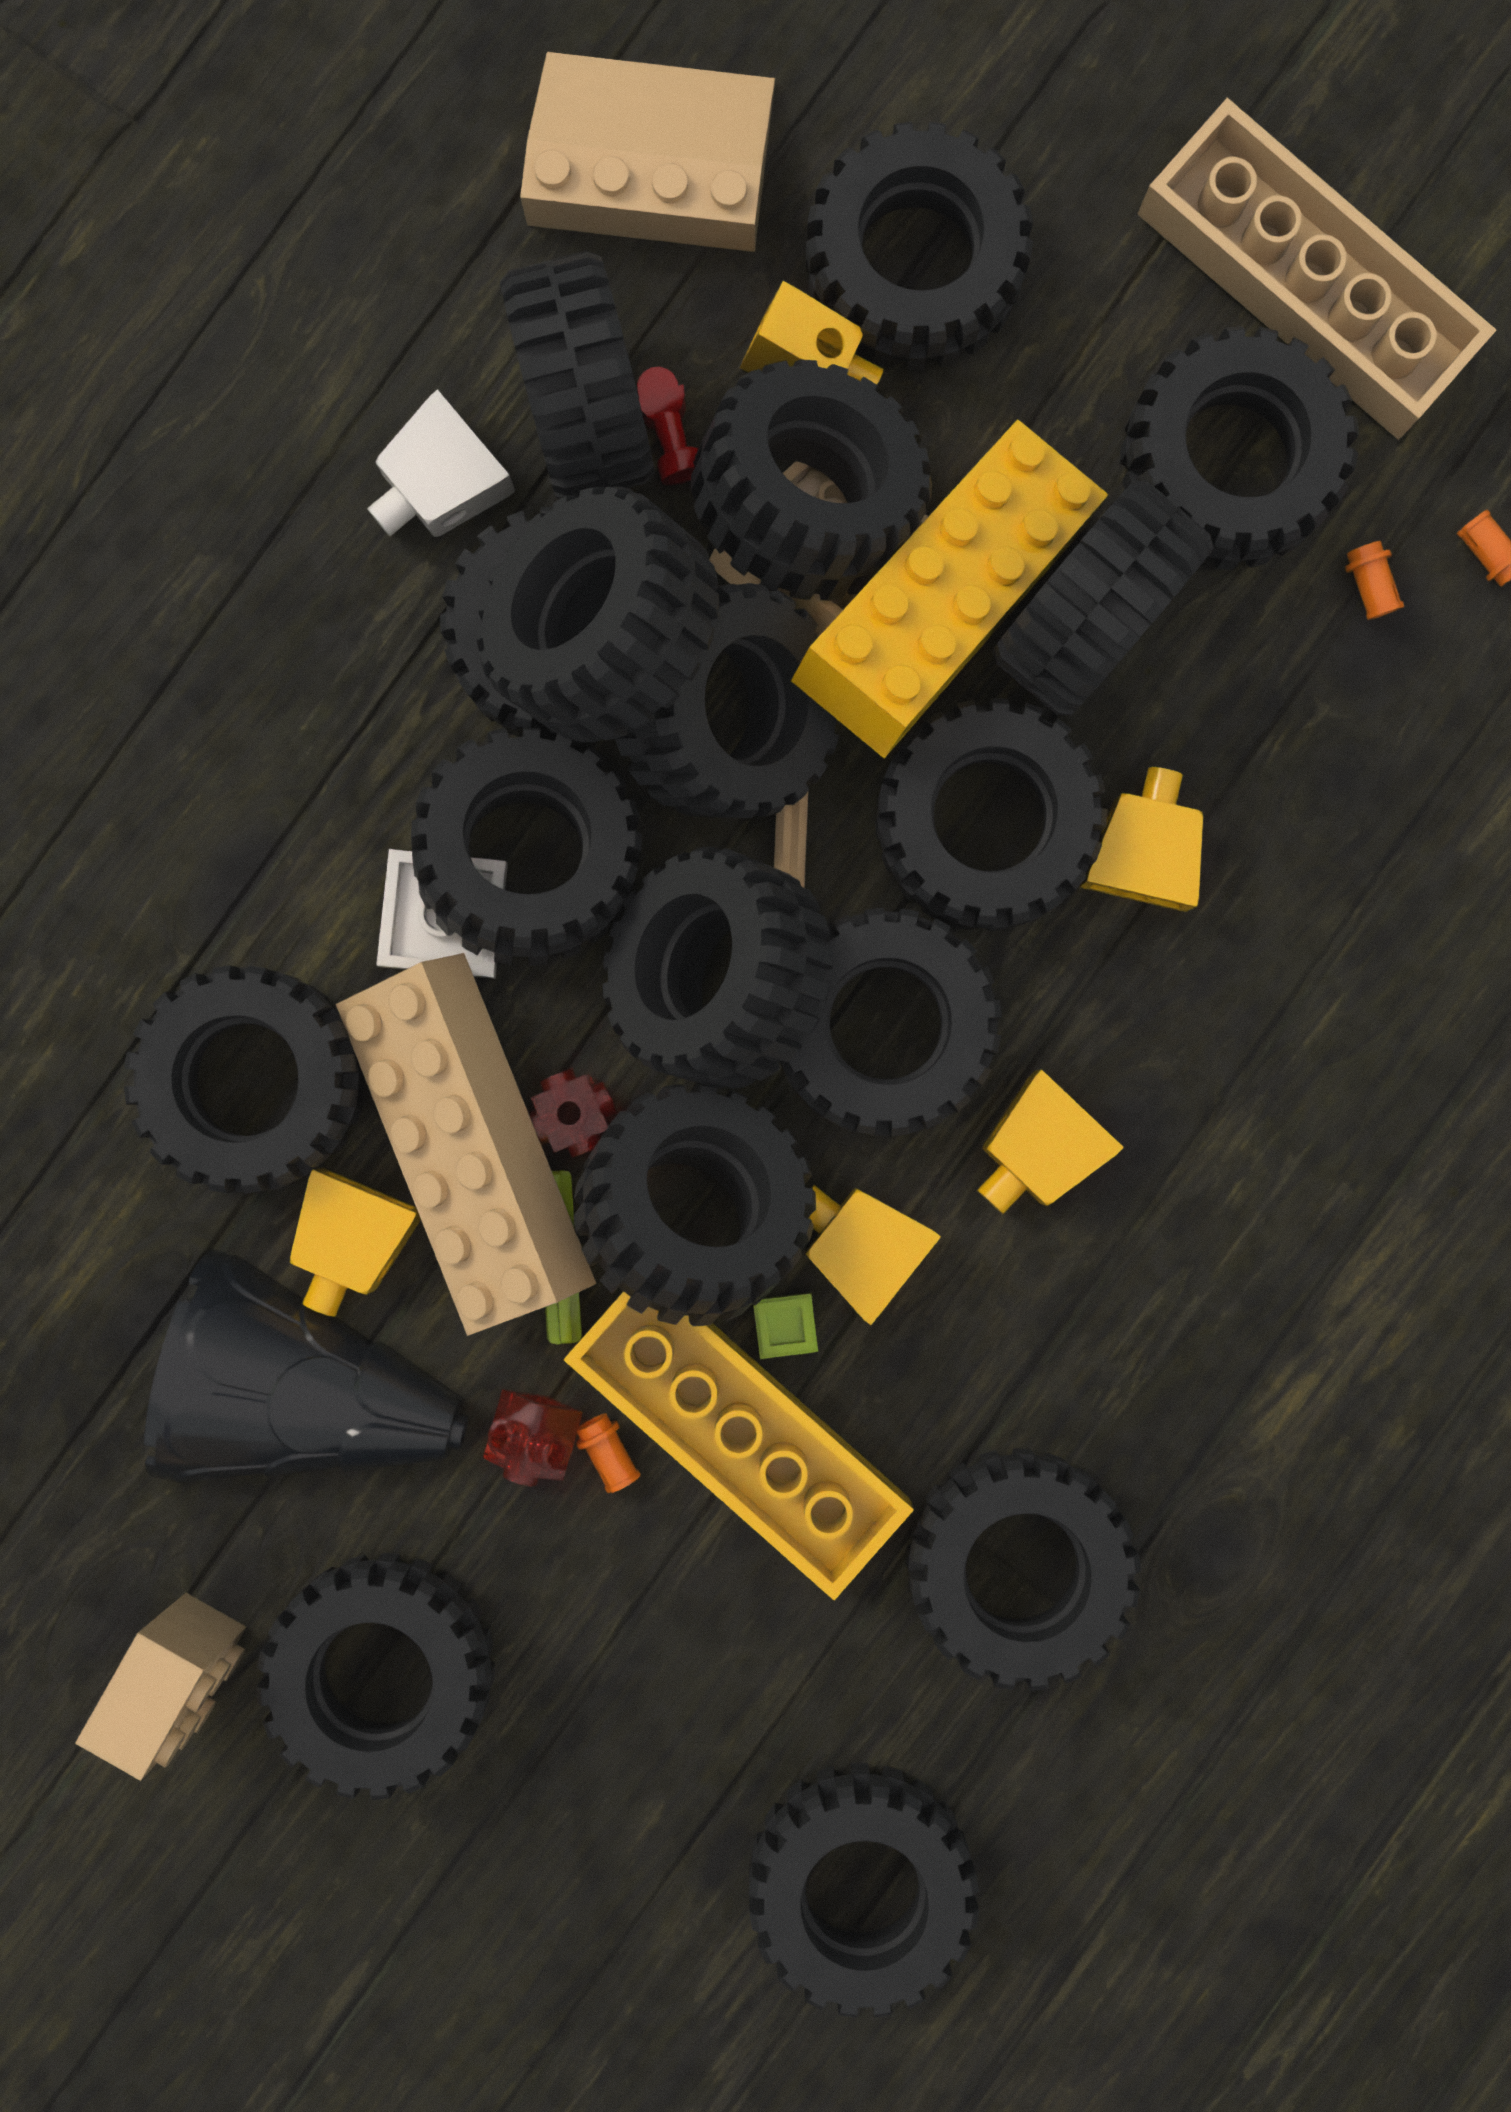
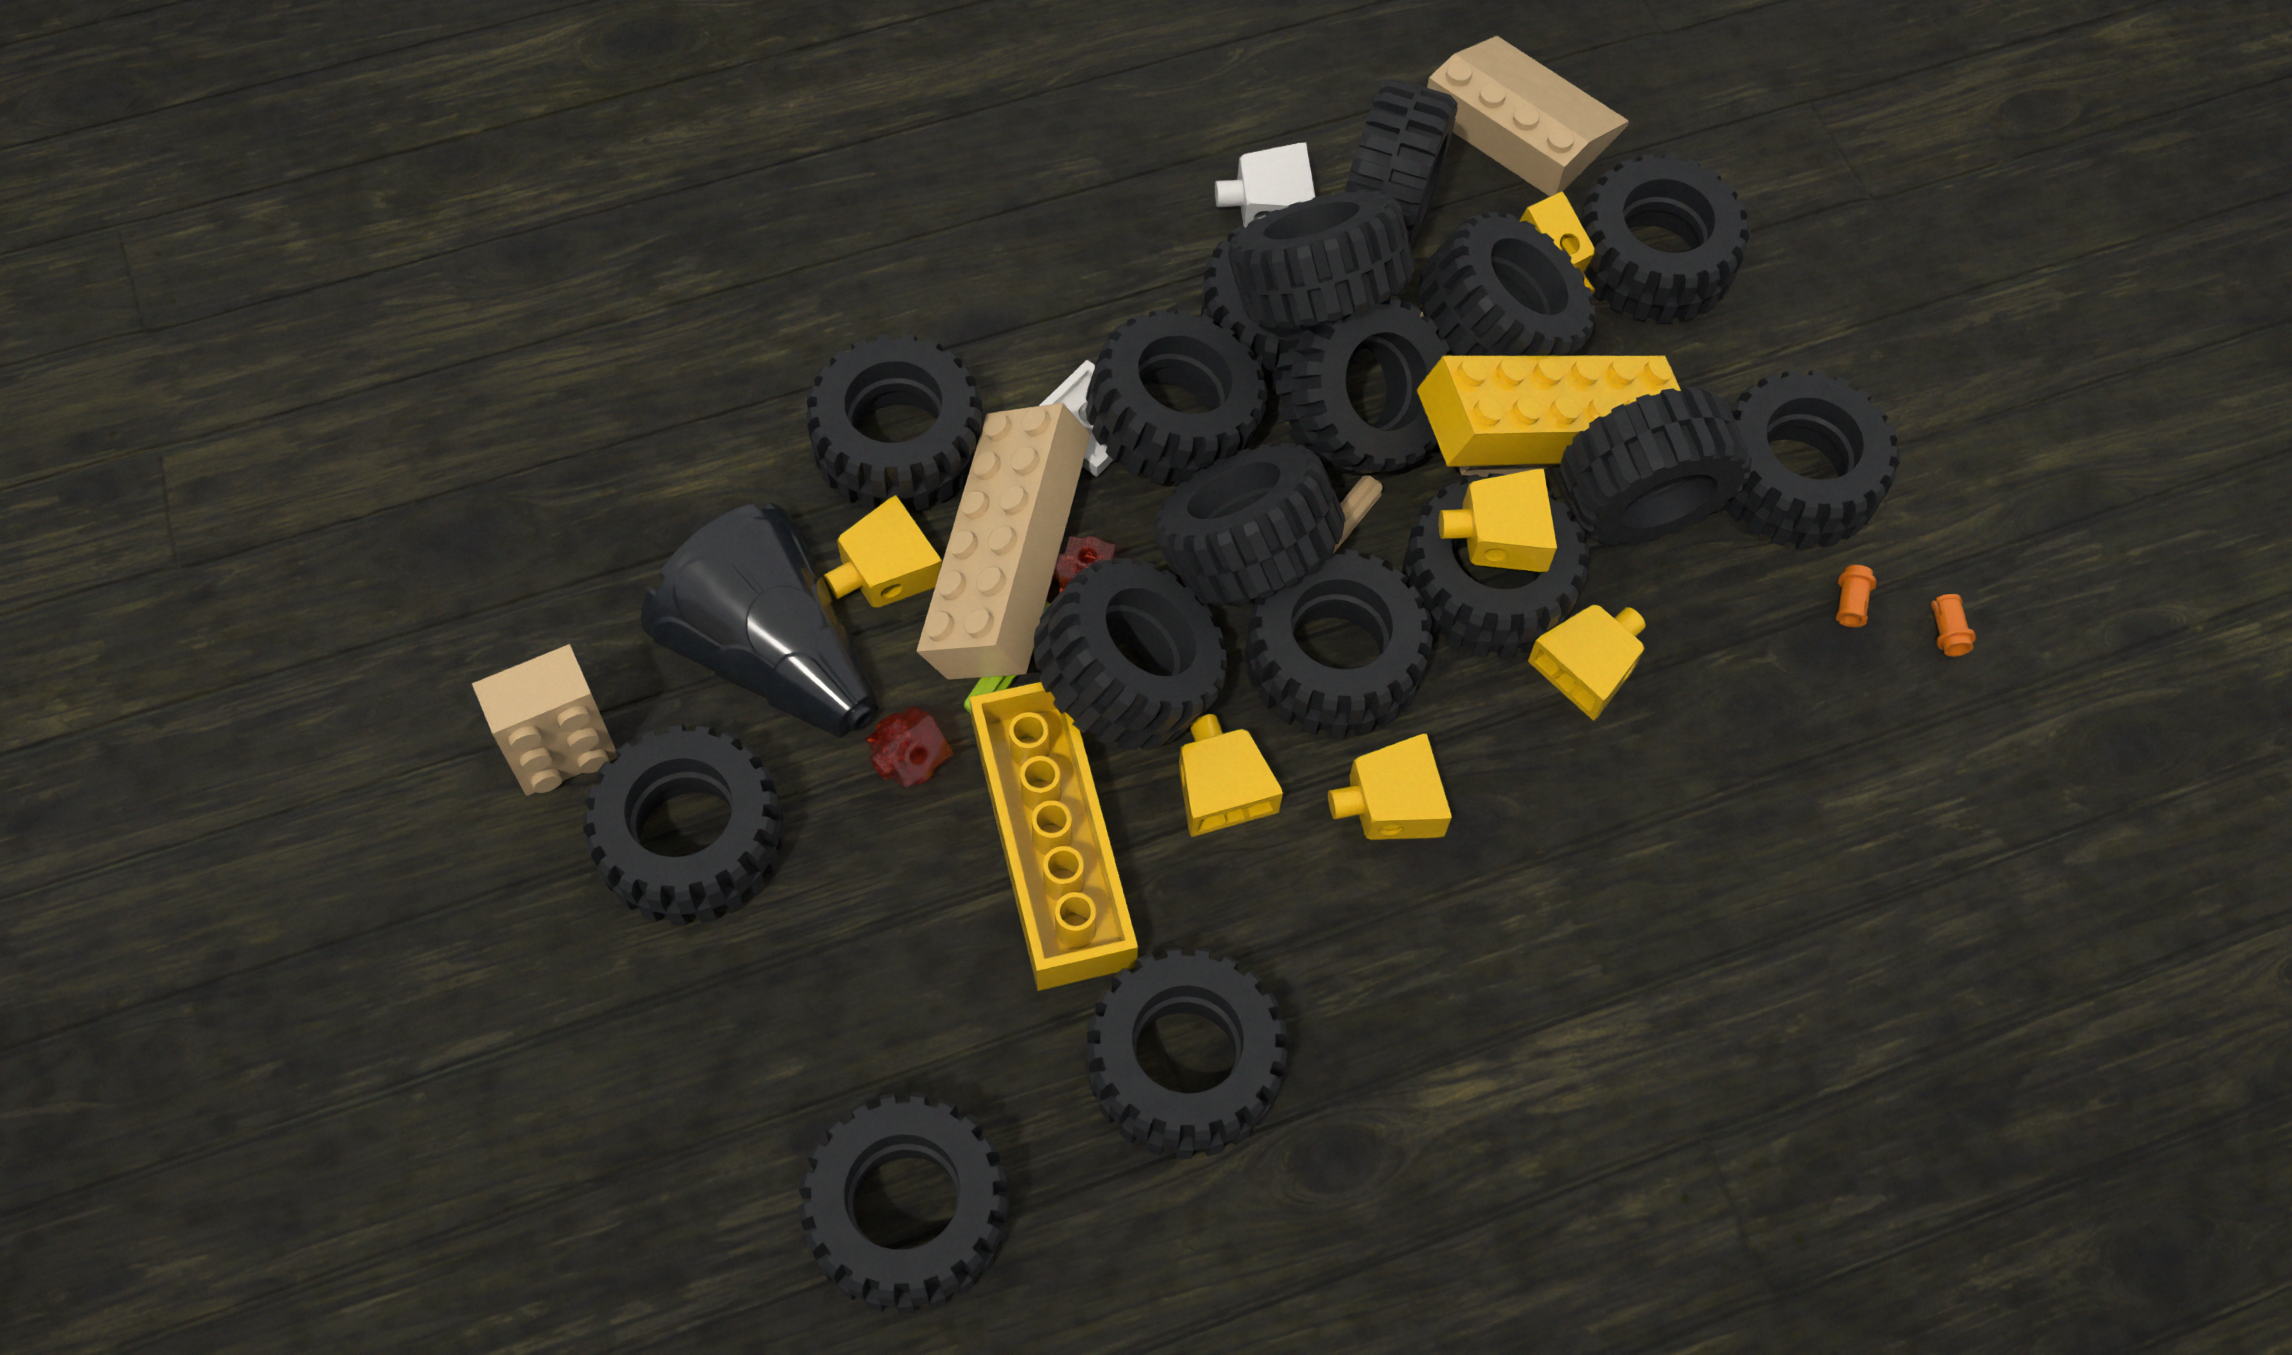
camera: 30 degrees right, 25 degrees down
(607, 1452) = (949, 796): orange pin -> none
(663, 410) = (1434, 232): red leg -> none
(785, 1325) = (1131, 799): lime tile -> none
(989, 791) = (1505, 522): none -> yellow torso
(1313, 268) = (1911, 367): tan brick -> none

